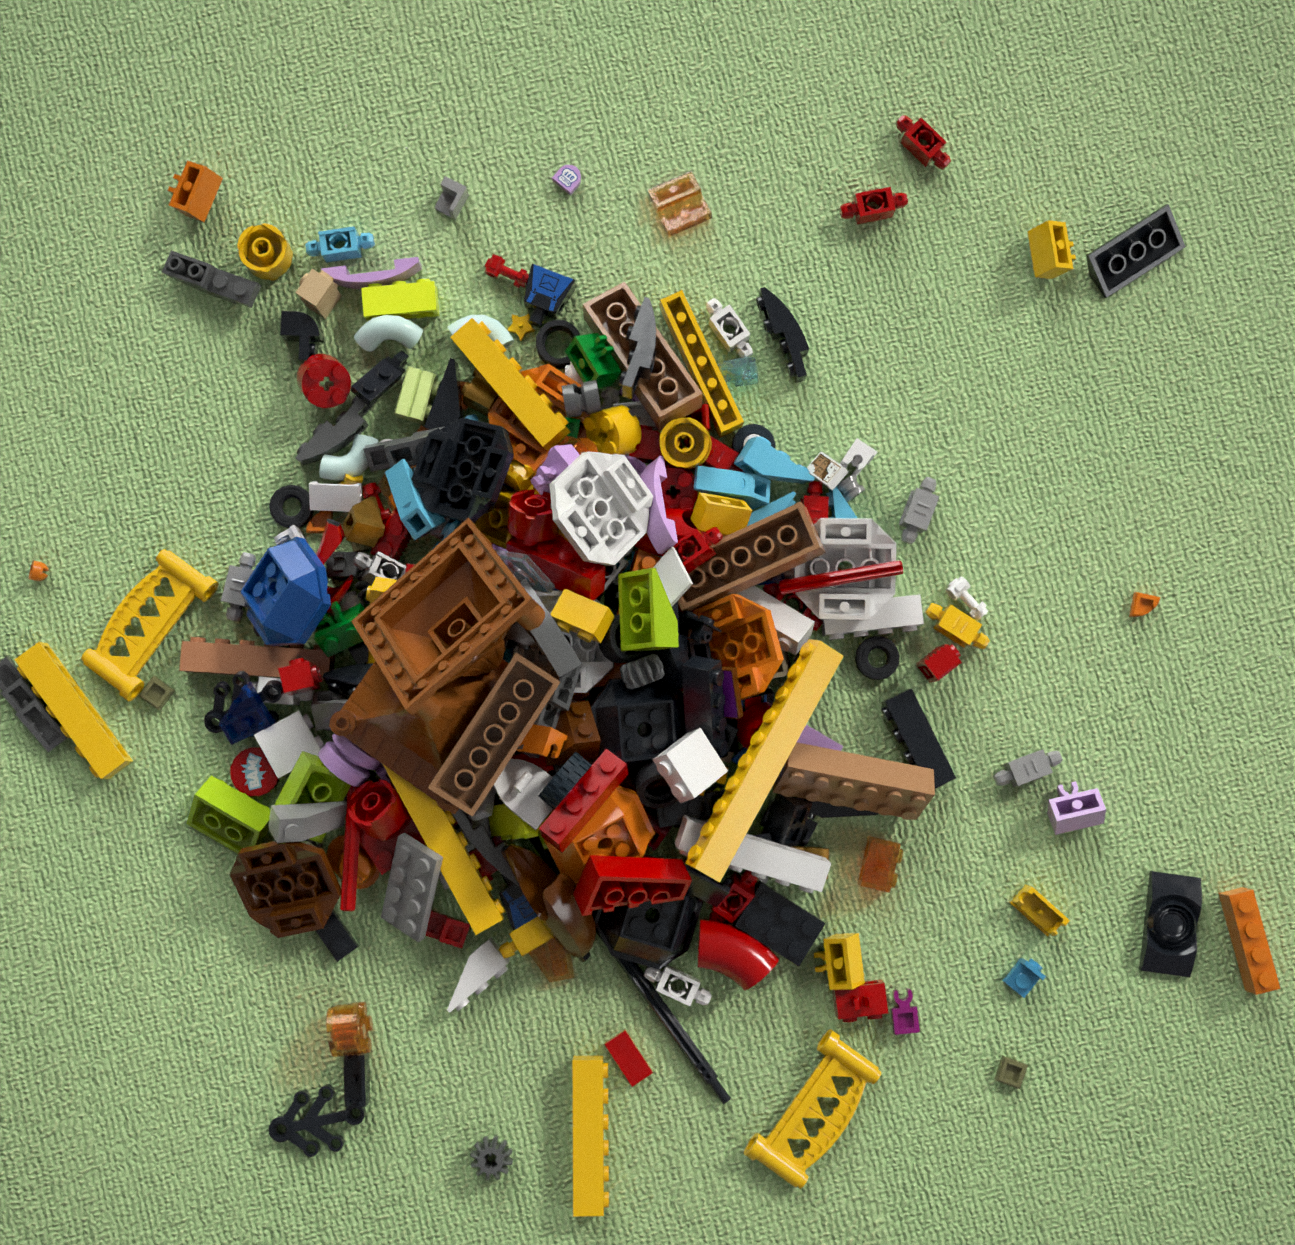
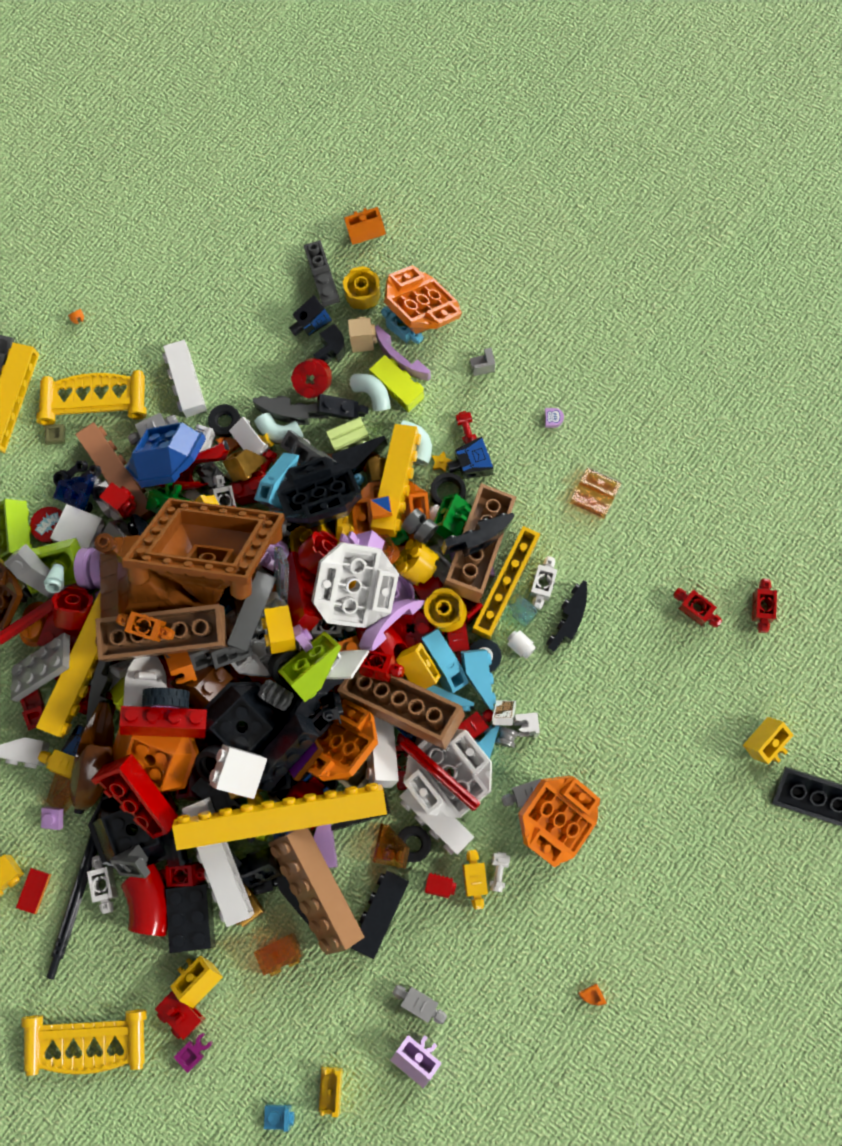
camera: 60 degrees right, 10 degrees down
(210, 511) = (185, 378): none -> white brick
(252, 321) = (310, 317): none -> black torso
(334, 804) = (55, 579): none -> light aqua cone
(335, 203) = (420, 300): none -> orange piece
(457, 759) = (131, 623): none -> orange piece
(532, 420) = (381, 507): none -> orange tile
(571, 987) = (52, 818): none -> lavender plate
(610, 598) = (303, 637): none -> lavender plate
(688, 938) = (131, 863): none -> dark grey slope
(771, 400) = (521, 644): none -> white brick
(866, 682) = (390, 848): none -> clear orange wing
(968, 501) = (558, 818): none -> orange piece

